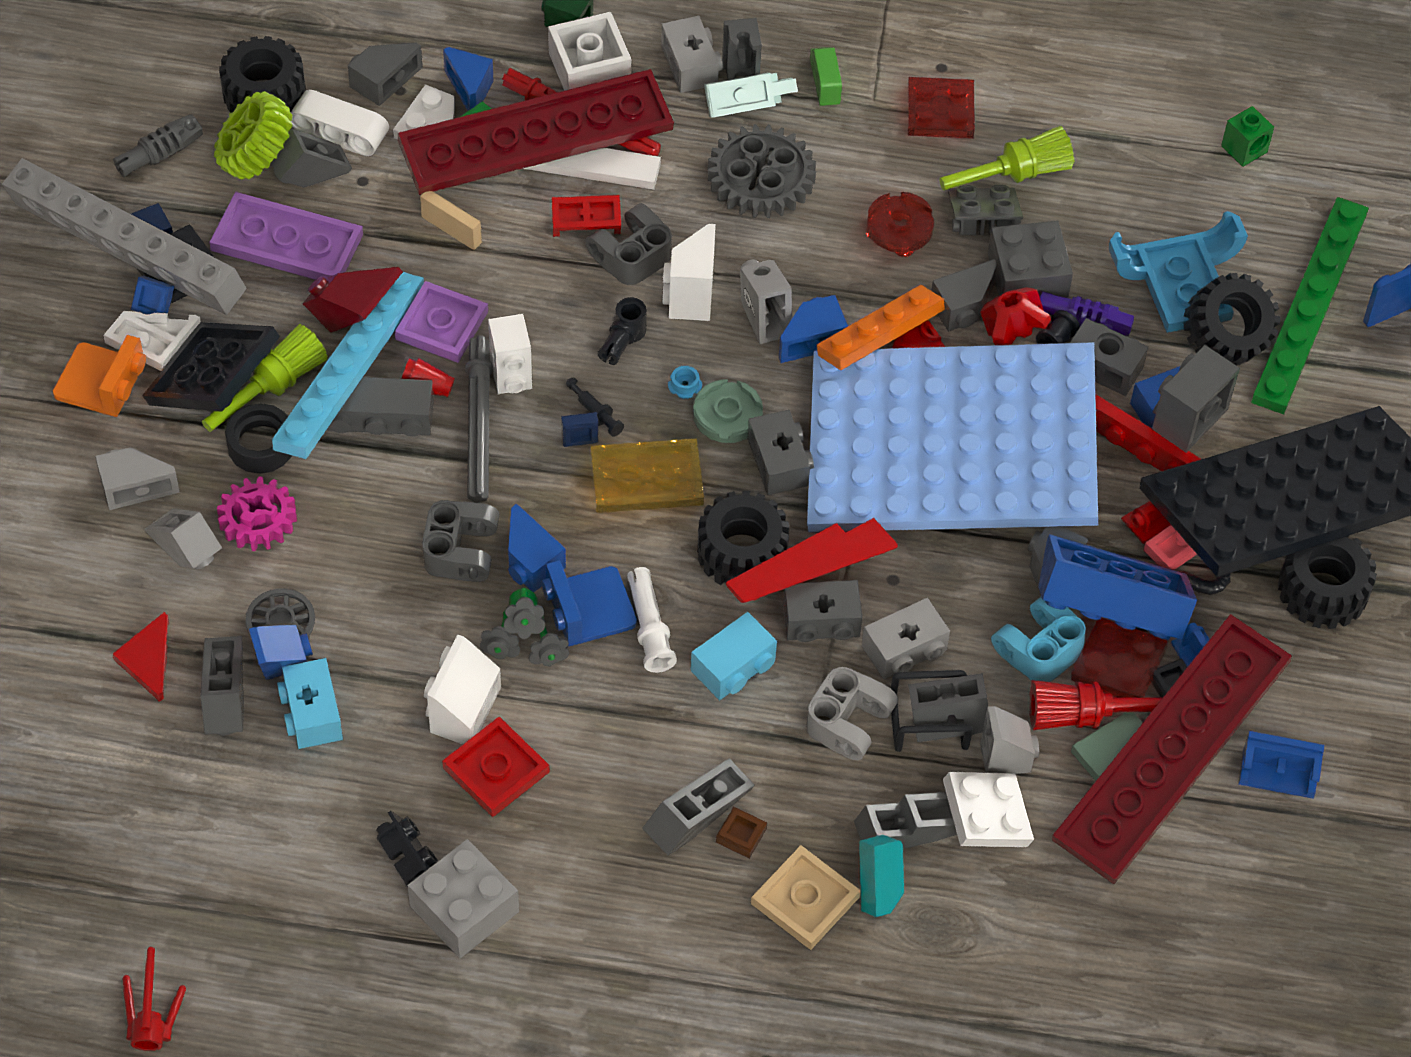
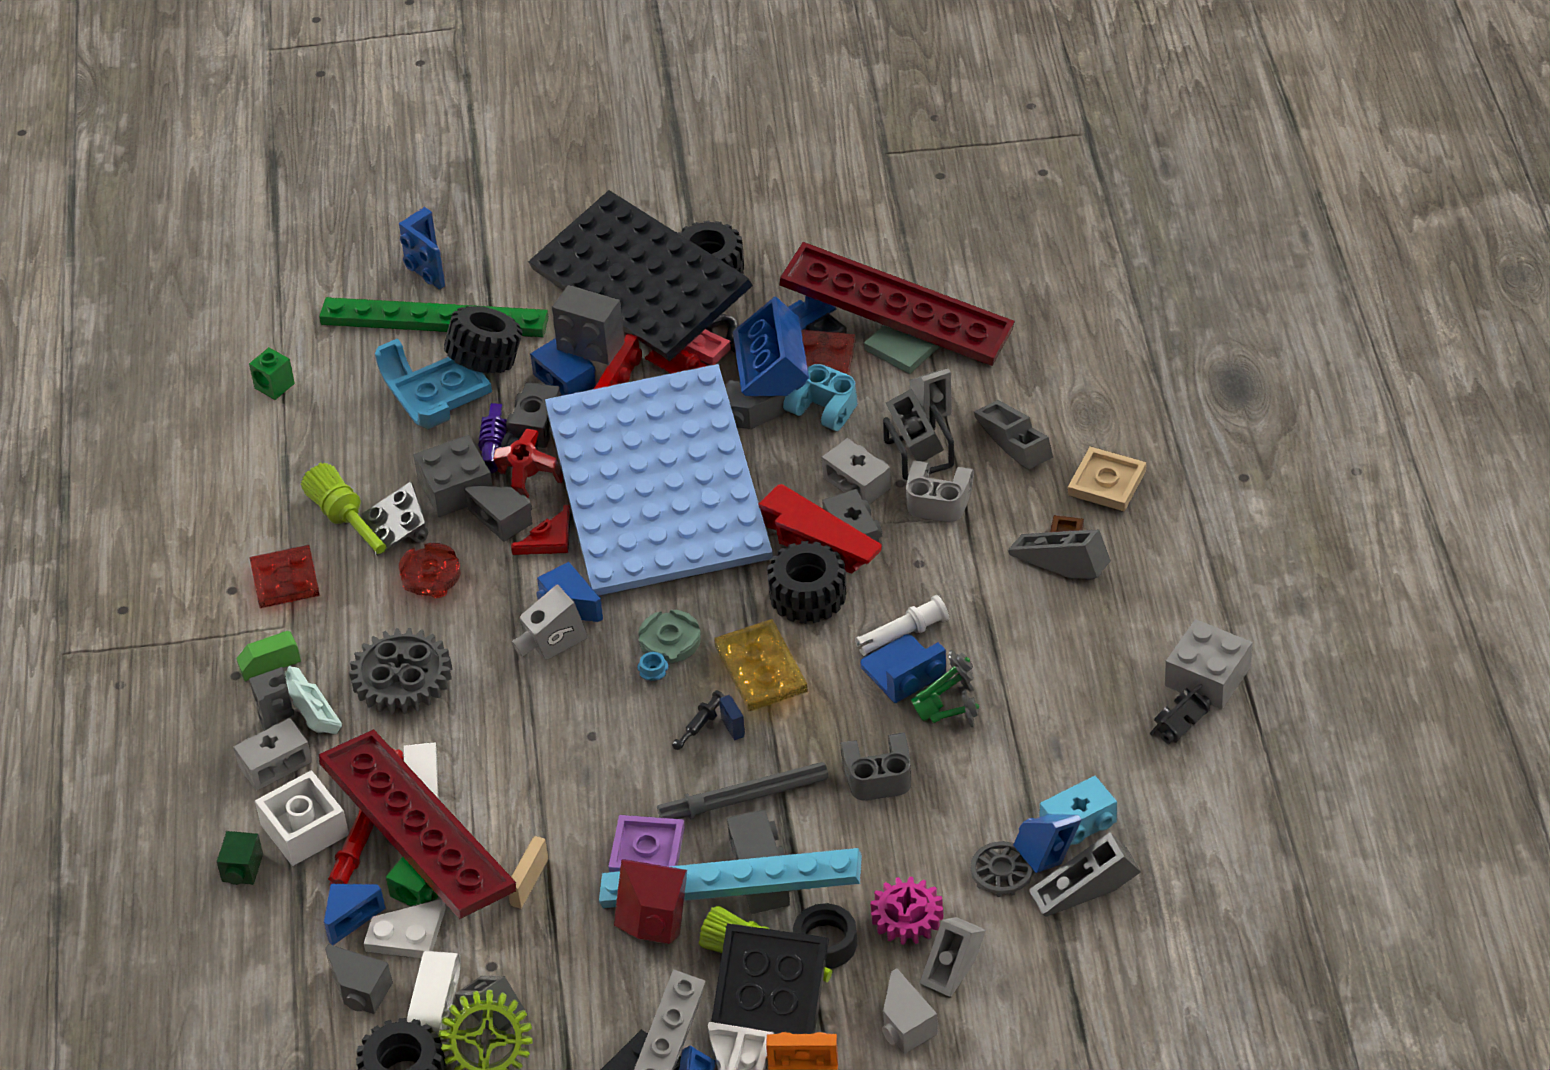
camera: 100 degrees left, 10 degrees down
(146, 656) = (1077, 947): red tile -> none
(148, 1029) = (1411, 823): red plant -> none
(285, 237) = (588, 992): medium lavender plate -> none
(424, 371) = (714, 842): red cone -> none
(461, 691) = (1030, 716): white slope -> none
(495, 766) = (1080, 683): red plate -> none
(510, 354) = (678, 768): white brick -> none
(531, 550) = (868, 715): blue slope -> none
(586, 213) = (495, 773): red hinge -> none
(627, 328) = (605, 716): black pin -> none
(638, 254) = (519, 725): dark grey piece -> none
(690, 277) = (544, 672): white slope -> none
(734, 656) = (916, 565): medium azure brick -> none
(779, 452) = (706, 586): dark grey brick -> none
(880, 327) = (560, 544): orange plate -> none
(881, 874) = (1072, 434): teal piece -> none
(988, 809) = (988, 395): white plate -> none
(1079, 704) = (876, 364): red piece -> none
(1281, 764) = (877, 254): blue hinge -> none

